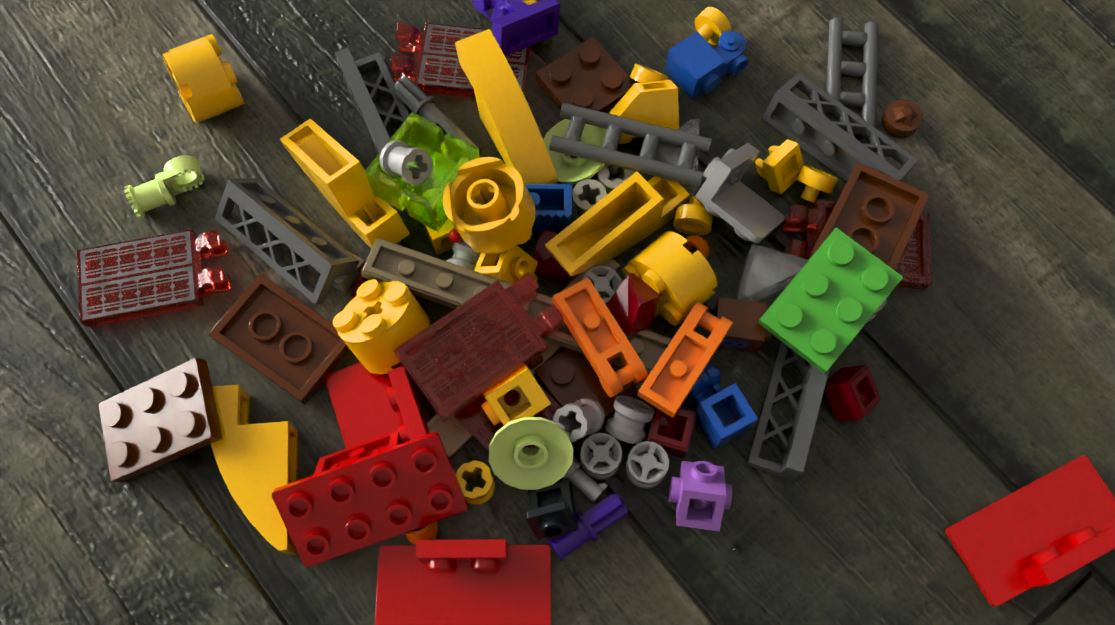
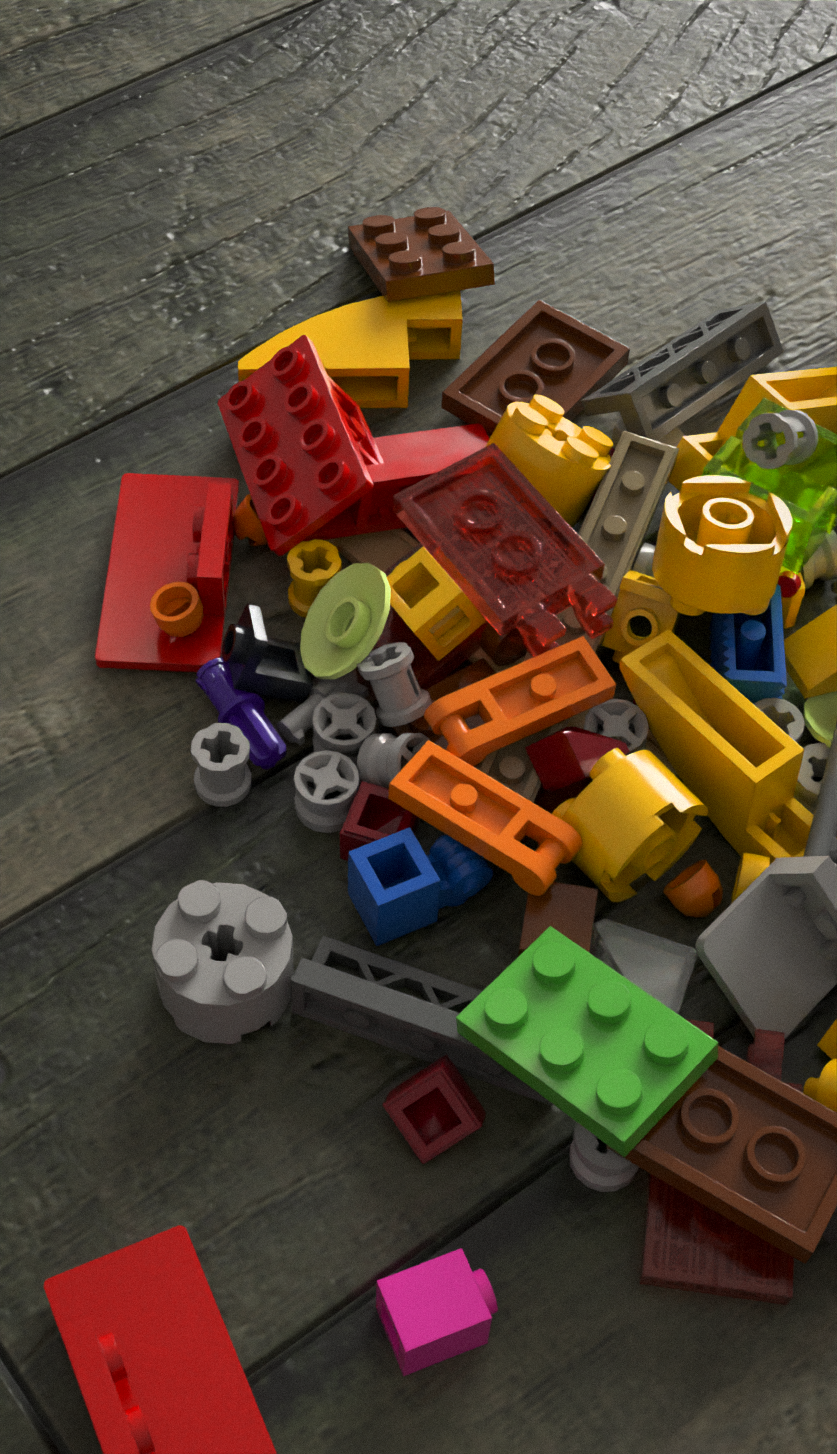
camera: 90 degrees right, 15 degrees down
(148, 276) = (627, 251): clear red tile -> none
(165, 185) = (755, 254): yellowish green connector -> none
(509, 579) = (177, 609): none -> orange hinge
(646, 528) = (222, 767): none -> light grey bush
(700, 495) = (269, 842): medium lavender brick -> none
(809, 513) = (223, 960): none -> light grey brick
(974, 386) = (435, 1310): none -> dark pink brick

